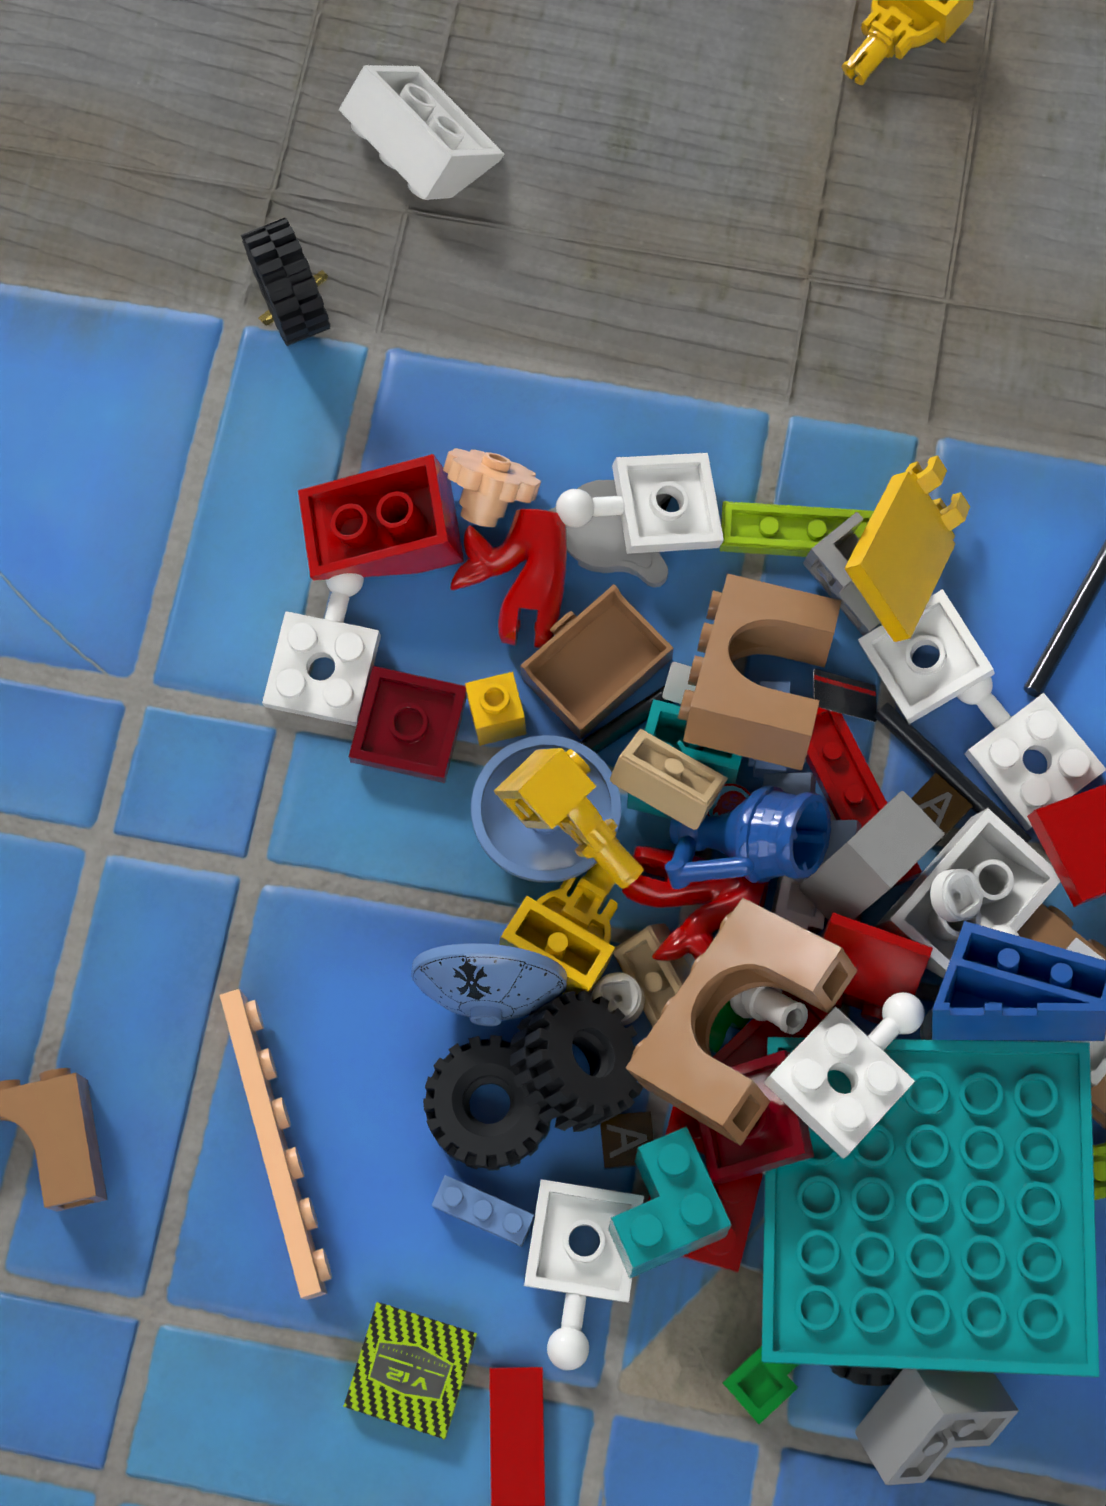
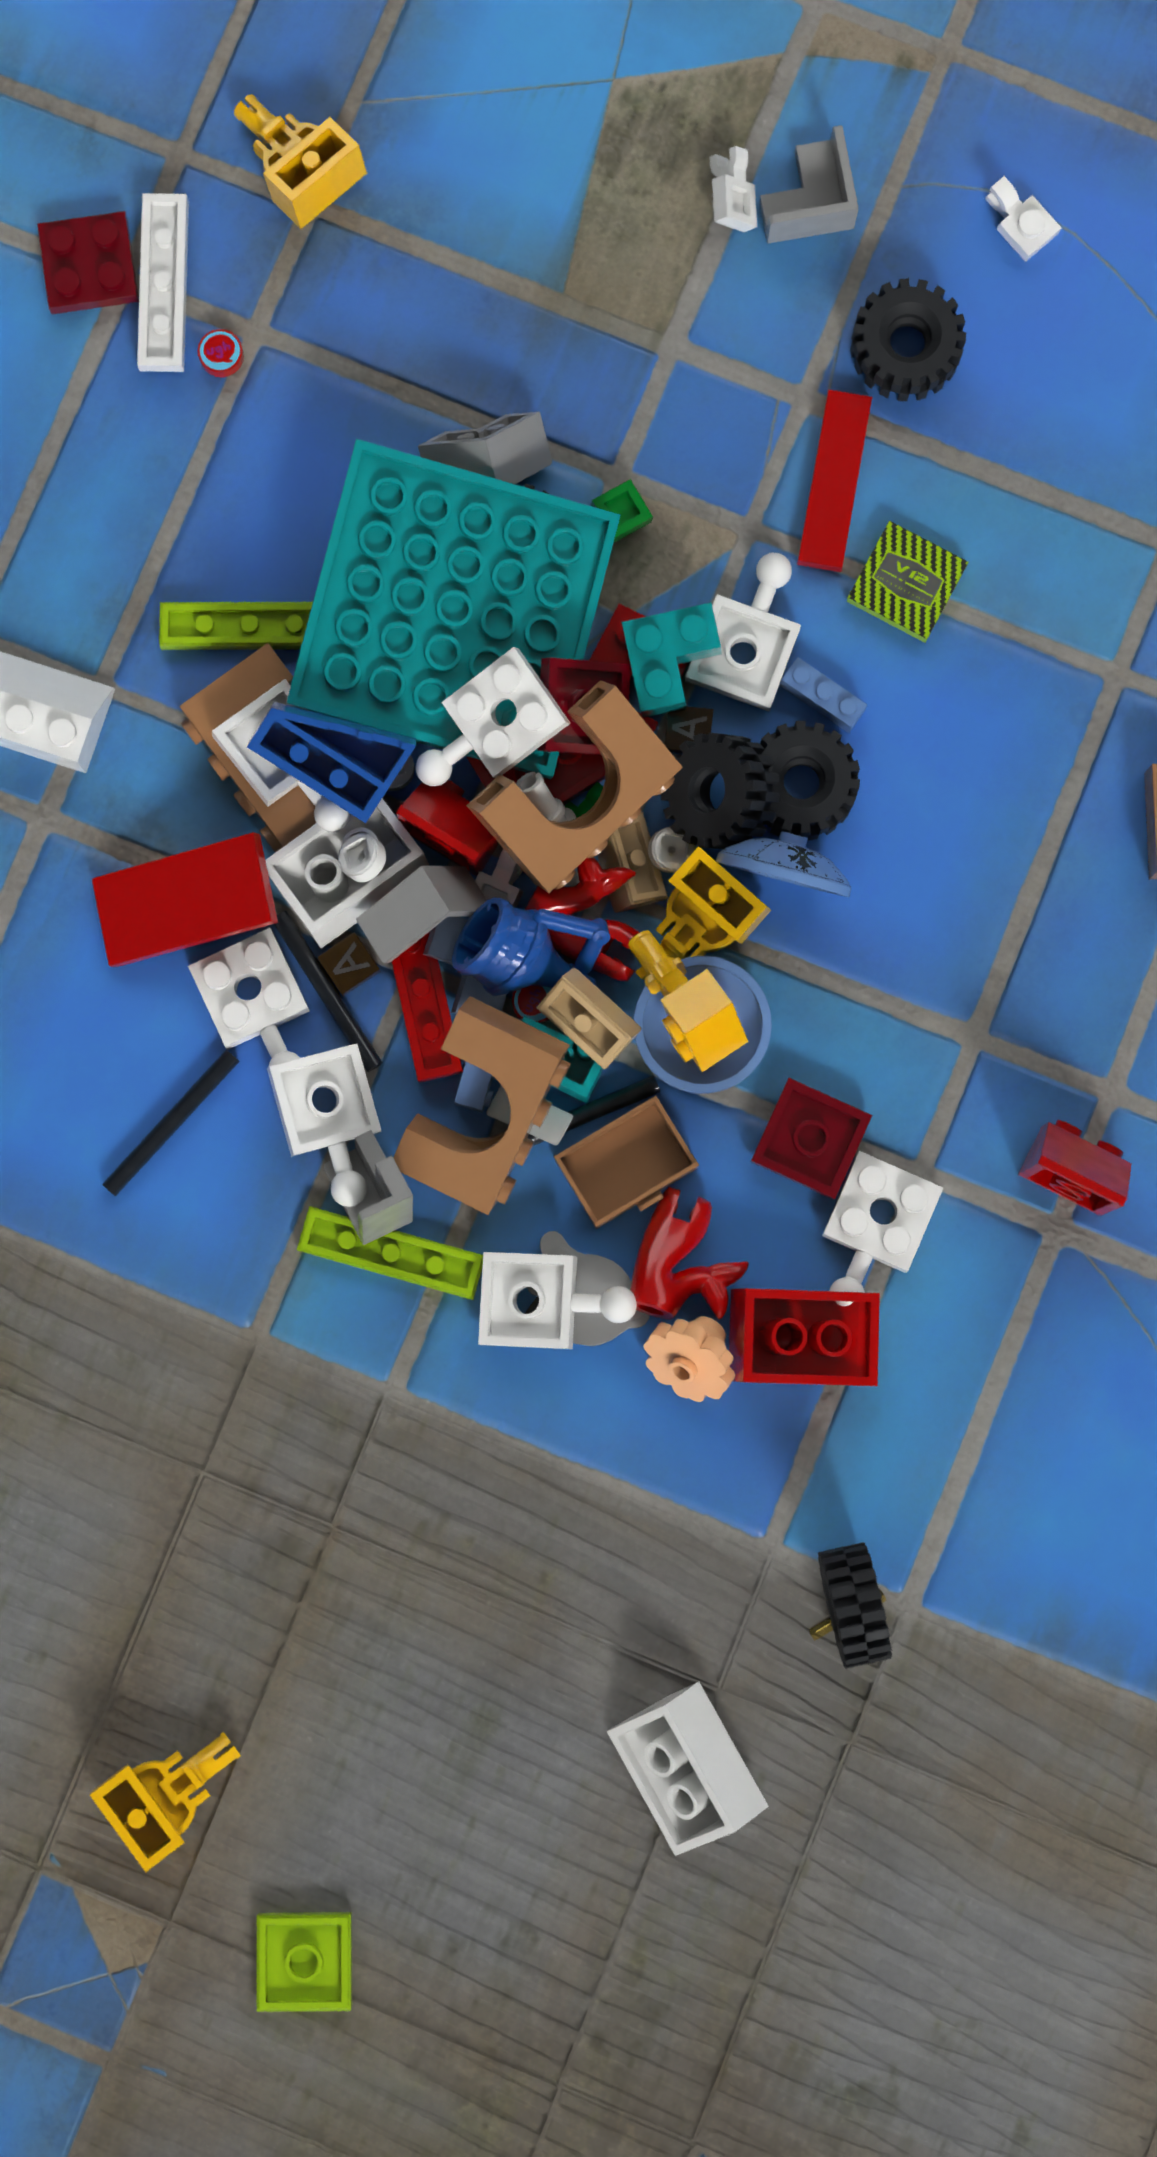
camera: 170 degrees left, 10 degrees up
(119, 732) = (1078, 1169): none -> red slope
(282, 1164) = (994, 803): light nougat plate -> none
(496, 708) = (729, 1132): yellow brick -> none
(845, 695) = (406, 1080): black sticker -> none
(906, 547) = (317, 1199): yellow tile -> none

